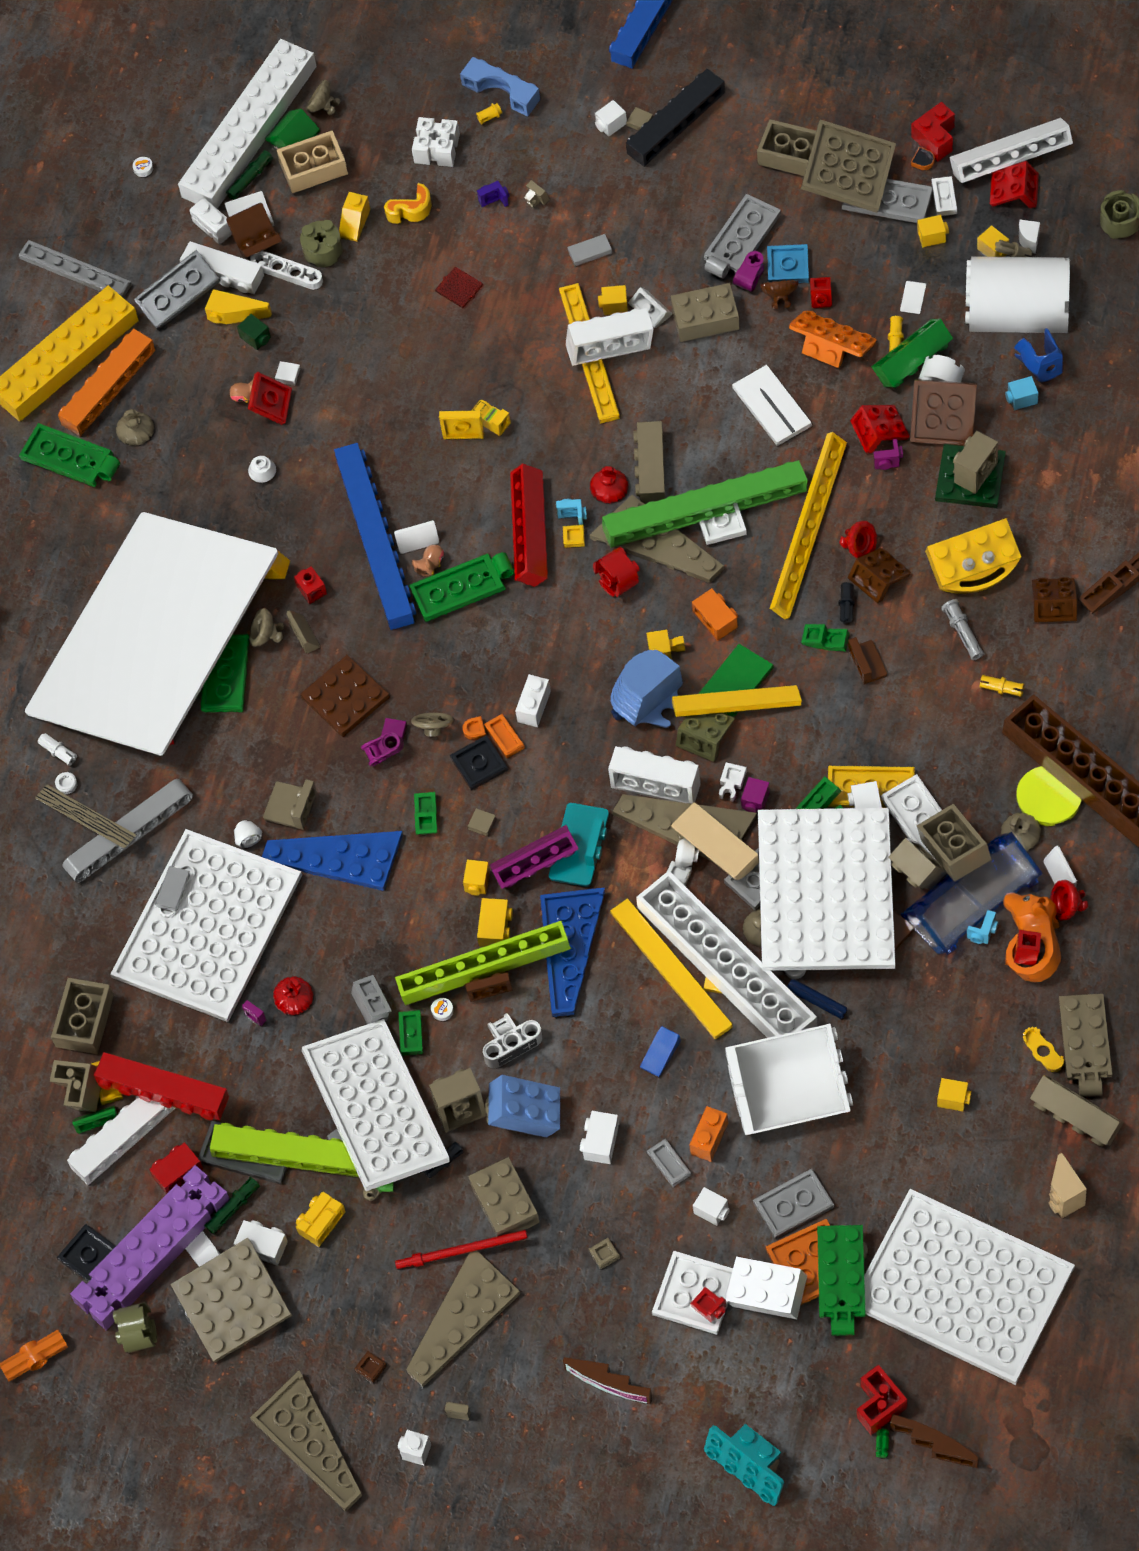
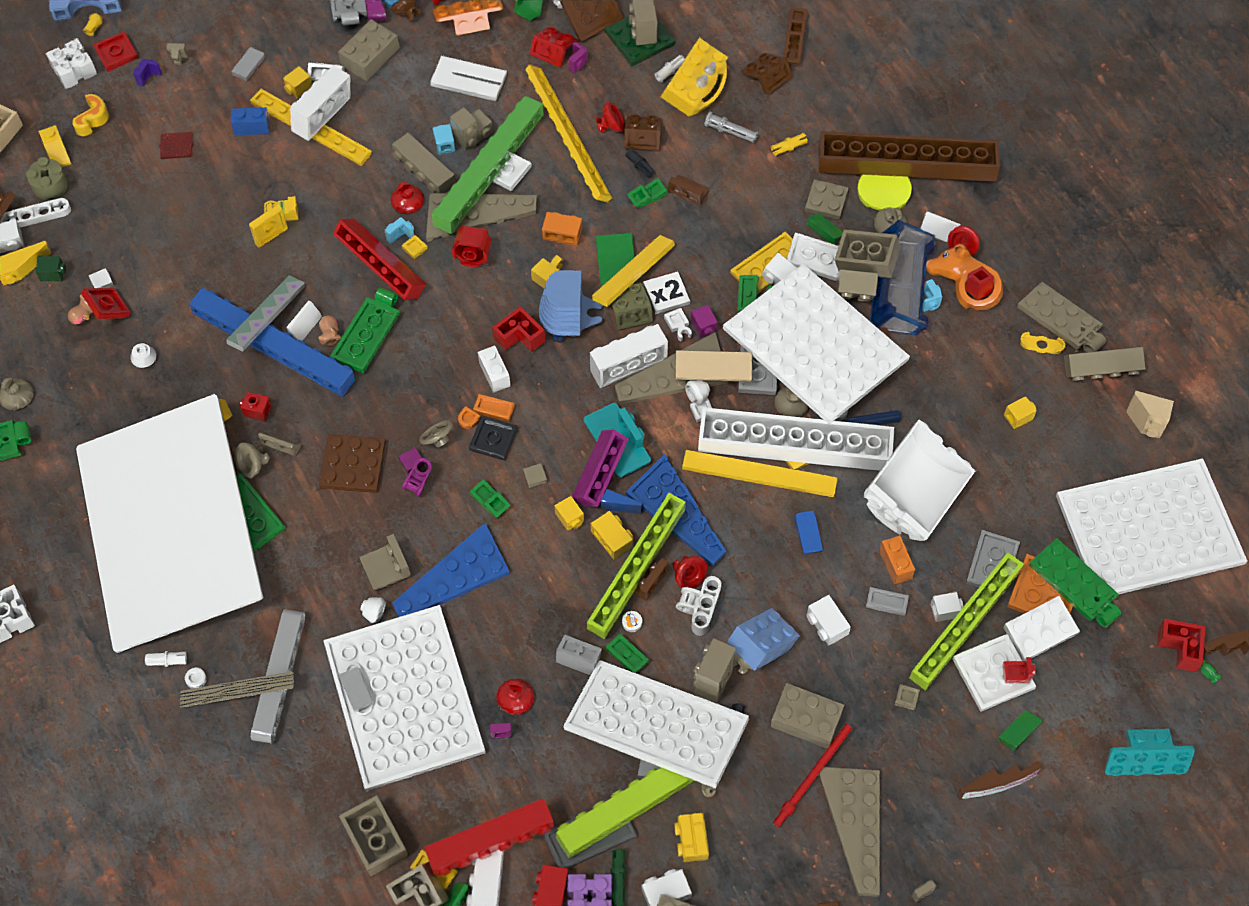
camera: 50 degrees left, 0 degrees up
(388, 505) = (265, 313): none -> tile
(486, 155) = (115, 51): none -> red tile
(522, 895) = (617, 502): none -> blue slope
(524, 1004) = (690, 571): none -> red hair
(538, 310) = (250, 121): none -> blue brick
(584, 677) = (517, 327): none -> red brick
(669, 1357) = (1020, 730): none -> green slope
(691, 450) = (444, 139): none -> medium azure brick
(710, 1229) = (966, 621): none -> lime brick
(723, 458) = (470, 128): none -> dark tan brick
(751, 744) = (666, 292): none -> white tile
(955, 790) = (824, 228): none -> green slope
(960, 528) = (669, 68): none -> white axle
(984, 765) = (826, 199): none -> dark tan plate

